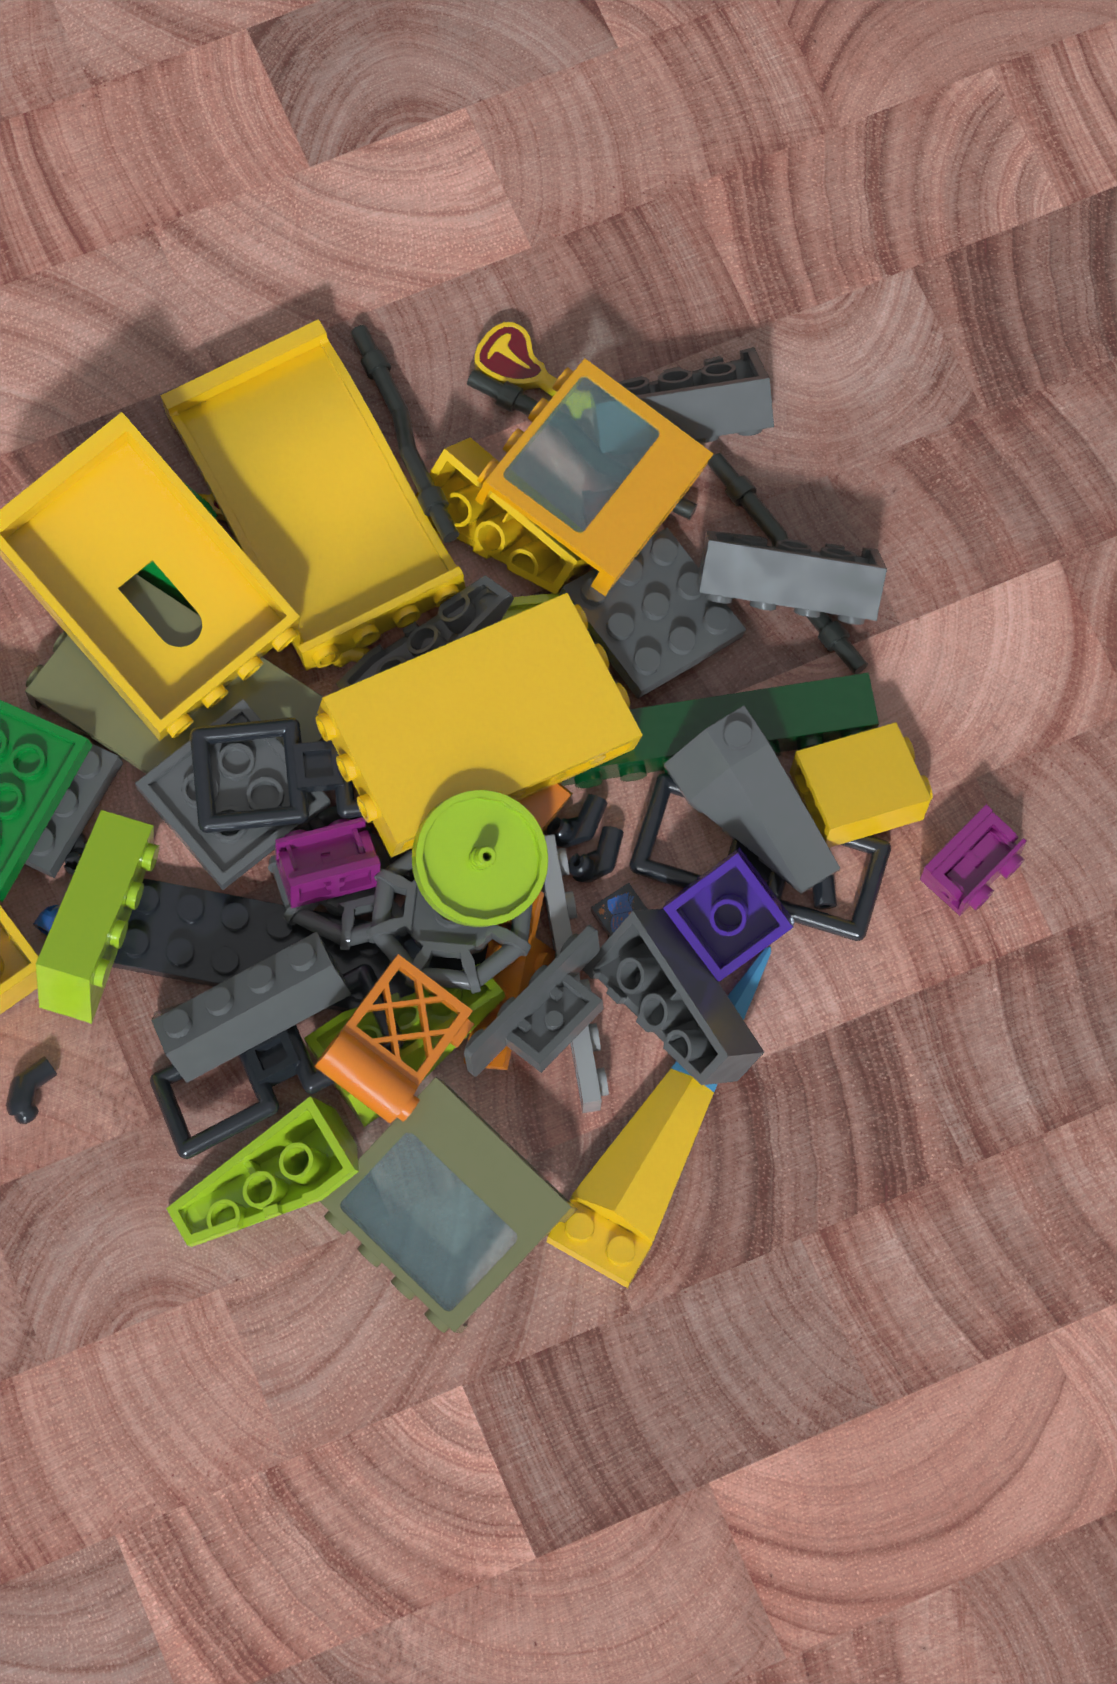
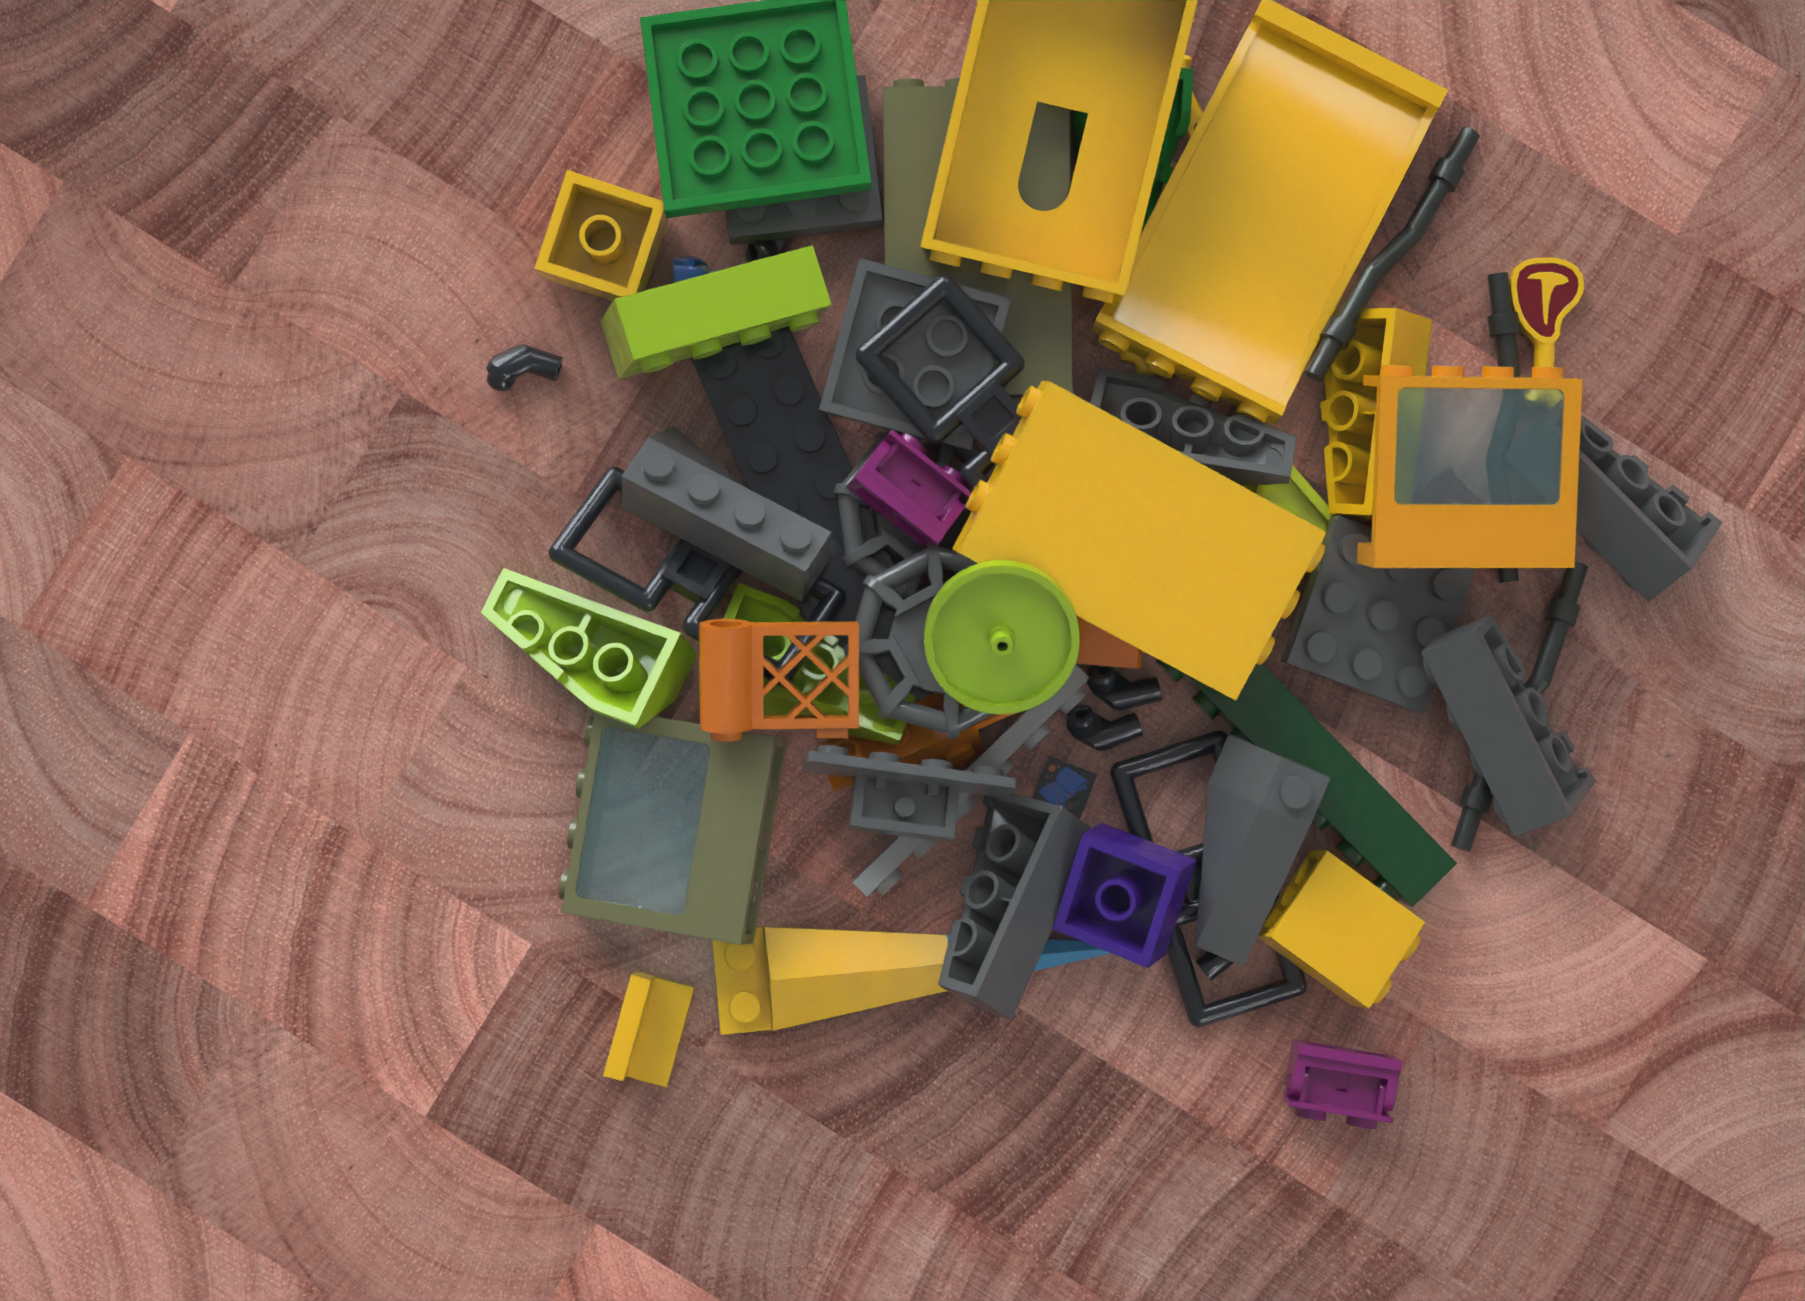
camera: 55 degrees right, 15 degrees up
(588, 1337) = (649, 1029): none -> yellow panel

